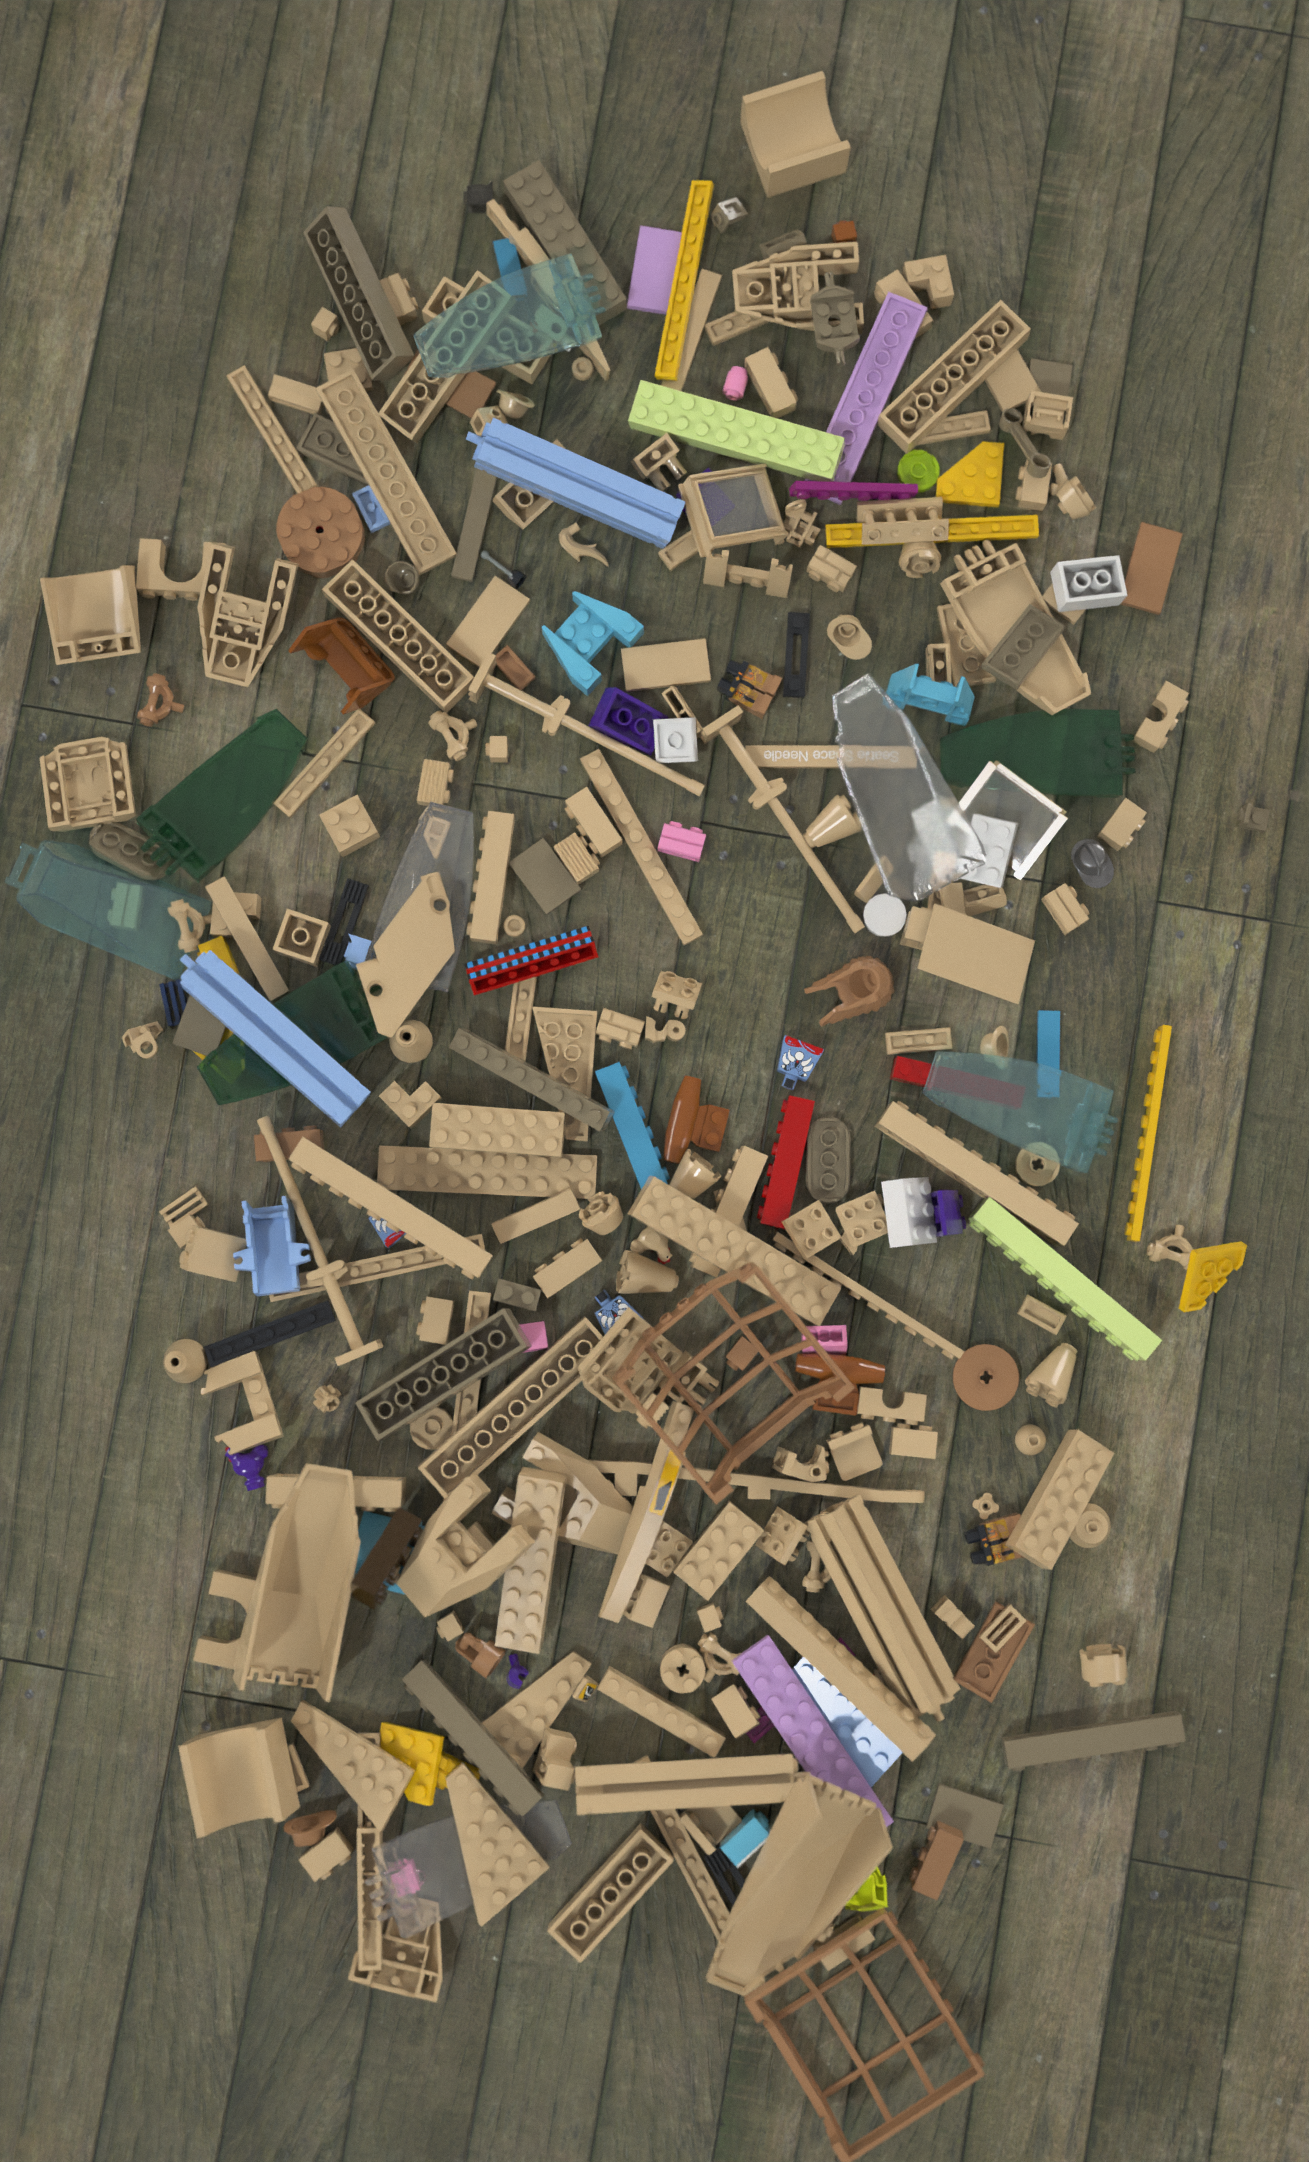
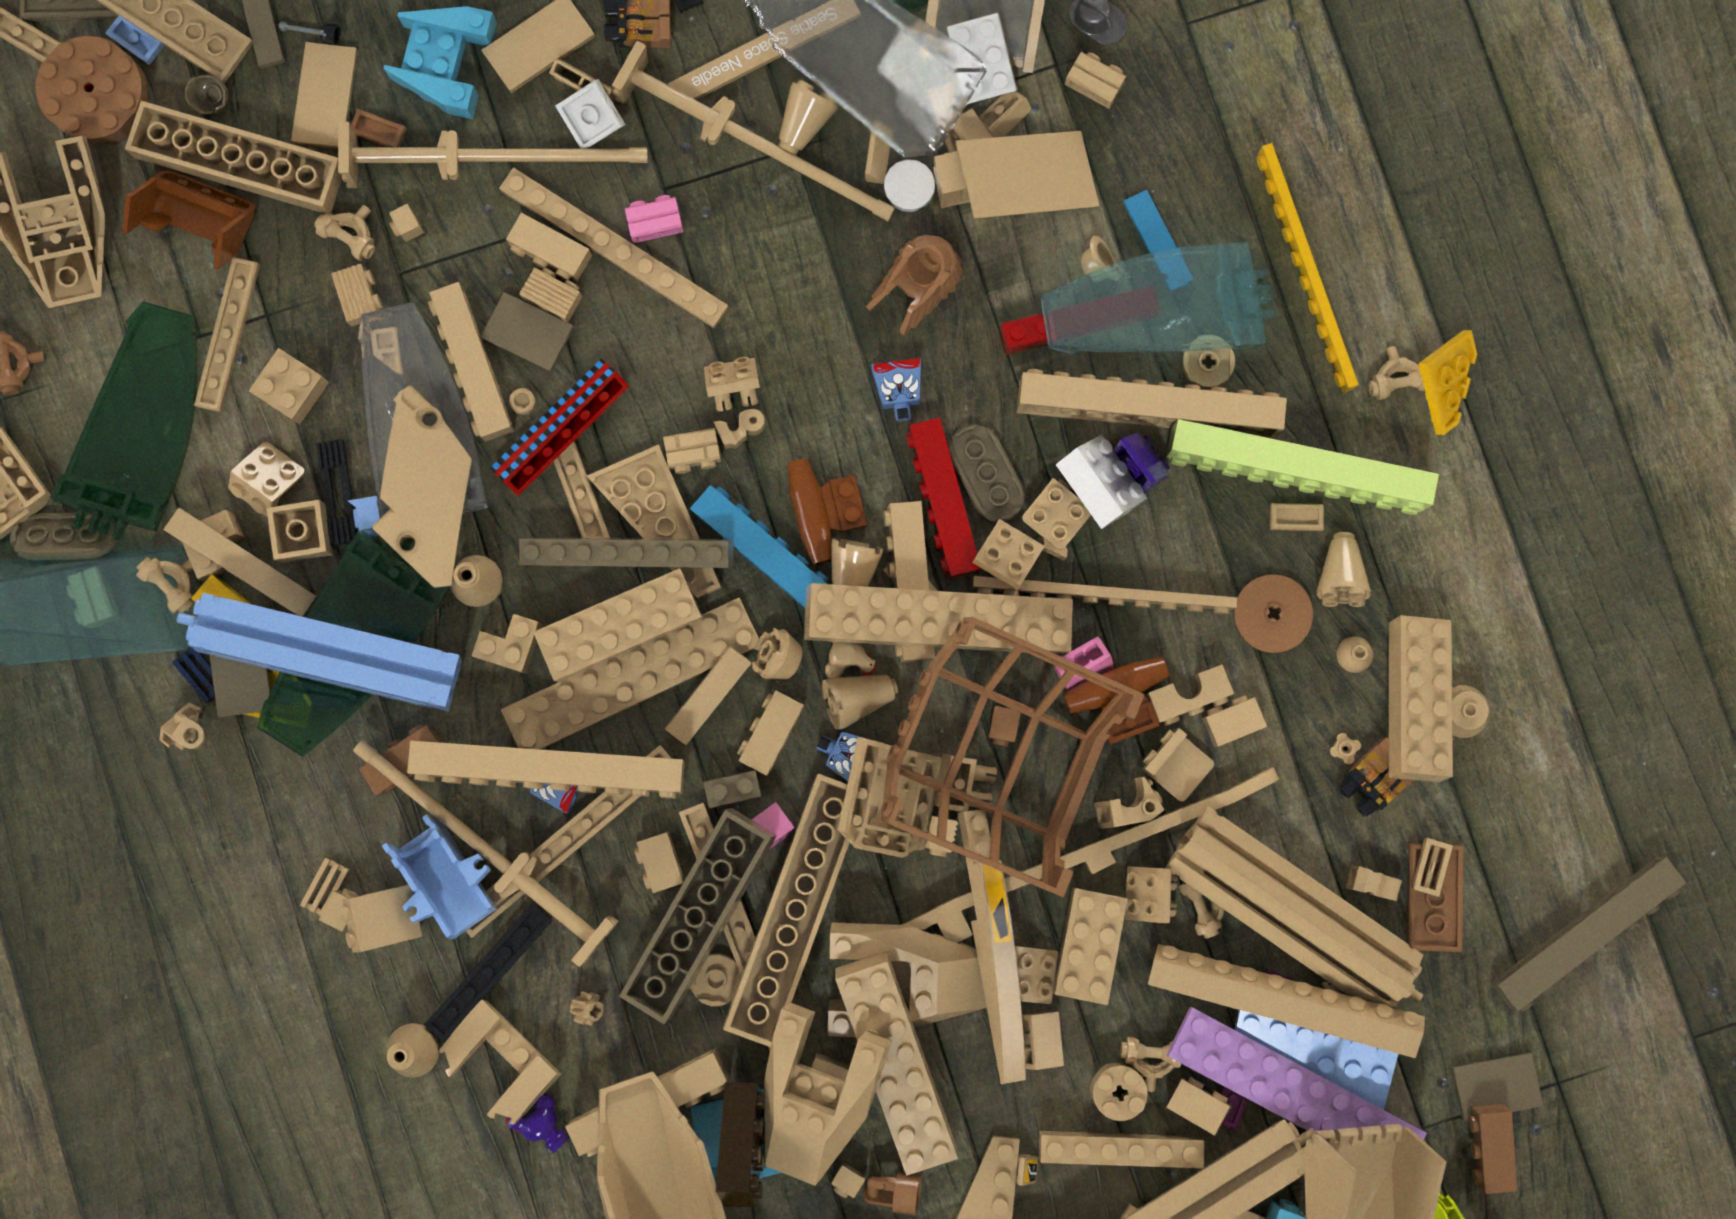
camera: 25 degrees left, 0 degrees up
(297, 883) = (264, 477): none -> tan bracket
(515, 1671) = (942, 1190): dark purple piece -> none
(626, 720) = (526, 121): dark purple slope -> none
(710, 1617) = (1118, 1021): tan plate -> none
(918, 1041) = (1014, 299): tan tile -> none
(1103, 1665) = (1558, 848): tan brick -> none

